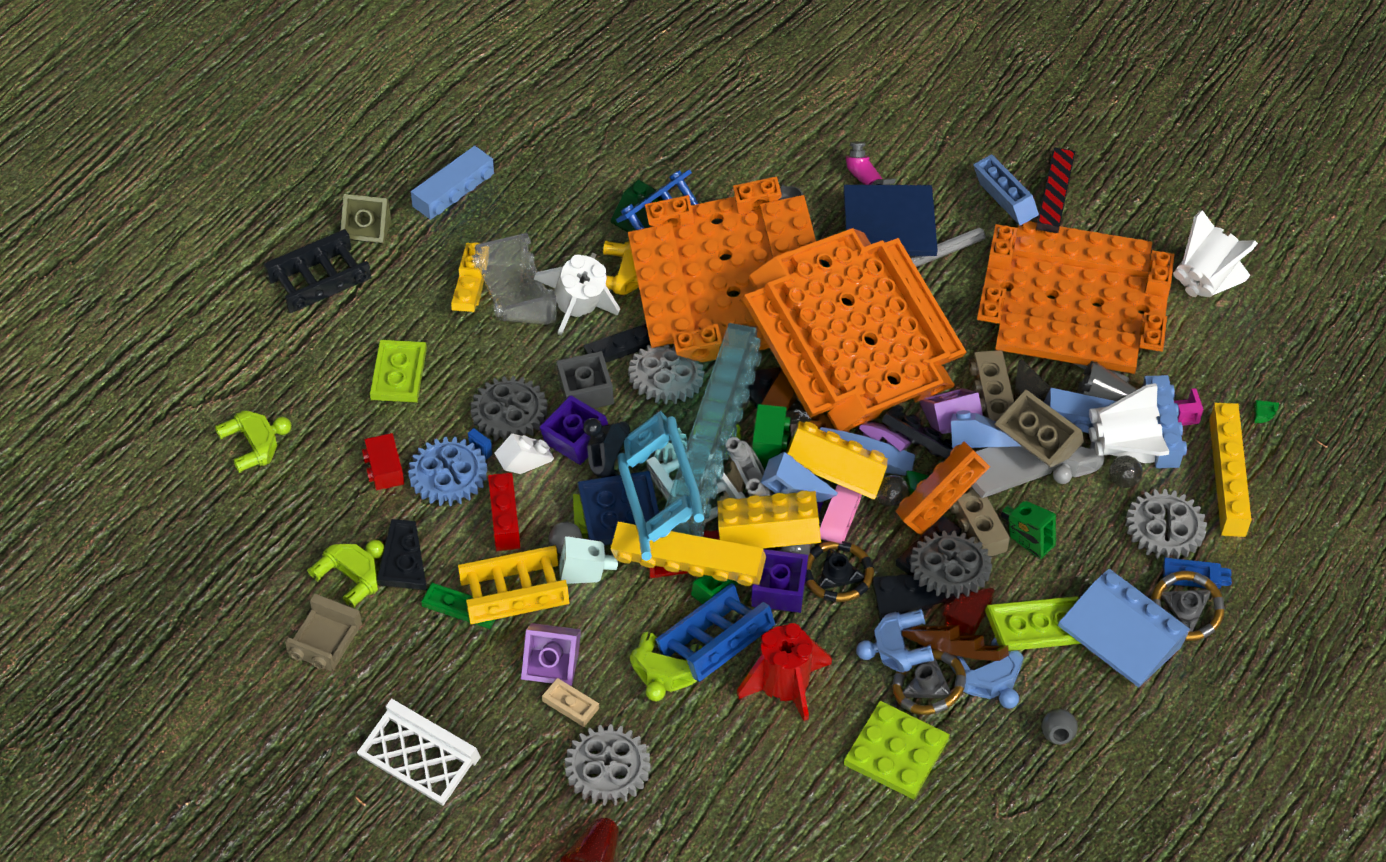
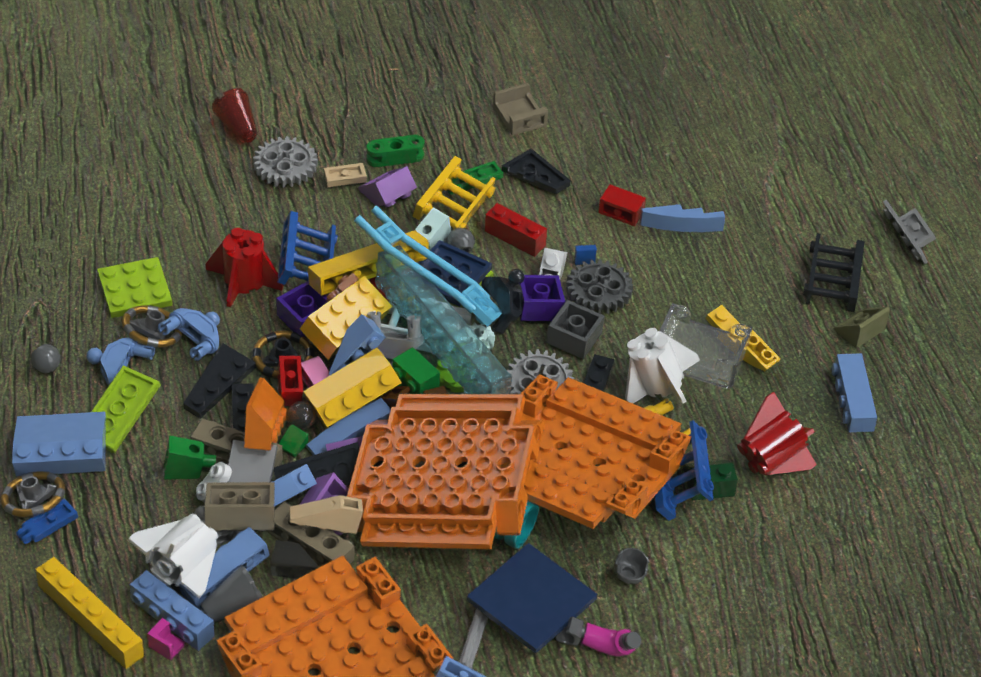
camera: 130 degrees right, 5 degrees down
(203, 252) = (914, 229): none -> light grey bracket
(259, 435) = (711, 167): lime connector -> none
(355, 564) = (554, 149): lime connector -> none
(359, 411) = (676, 219): none -> medium blue slope
(398, 371) = (695, 258): lime plate -> none
(434, 736) = (386, 109): white fence -> none
(436, 482) = (580, 226): medium blue gear -> none
(508, 696) = (395, 150): none -> green piece
(573, 179) = (775, 441): none -> red brick
(660, 671) = (320, 219): lime connector -> none
(746, 535) = (344, 283): none -> dark orange plate
(870, 523) = (290, 379): none -> red brick
(948, 640) = (154, 352): reddish brown slope -> none
(950, 564) = (210, 390): dark grey gear -> none
(969, 611) = (173, 383): clear red slope -> none
(975, 375) = (332, 513): none -> tan slope
(1027, 489) = (218, 473): none -> white plate
(1183, 522) = (98, 539): light grey gear -> none

